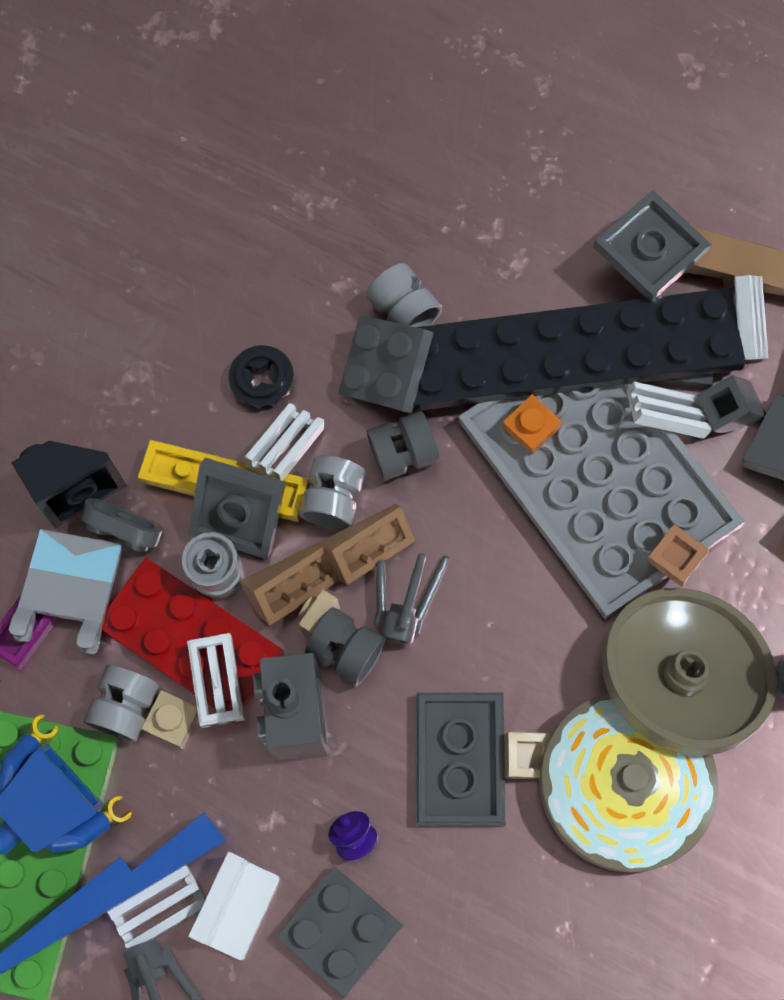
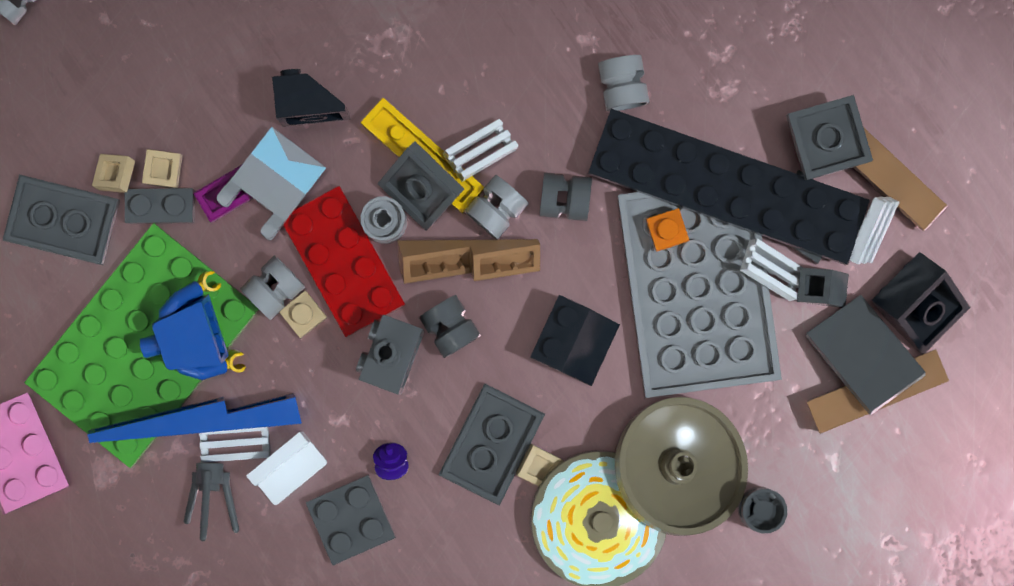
camera: 20 degrees right, 15 degrees up
(108, 518) = (333, 151): dark grey plate -> none
(221, 716) = (355, 277): white tile -> none
(258, 360) = (493, 71): black gear -> none
(314, 610) = (441, 291): tan plate -> none
(385, 363) = (584, 128): dark grey plate -> none
(401, 621) = (500, 327): dark grey plant -> none
(493, 594) = (575, 340): none -> black slope
(677, 555) = (718, 382): nougat plate -> none

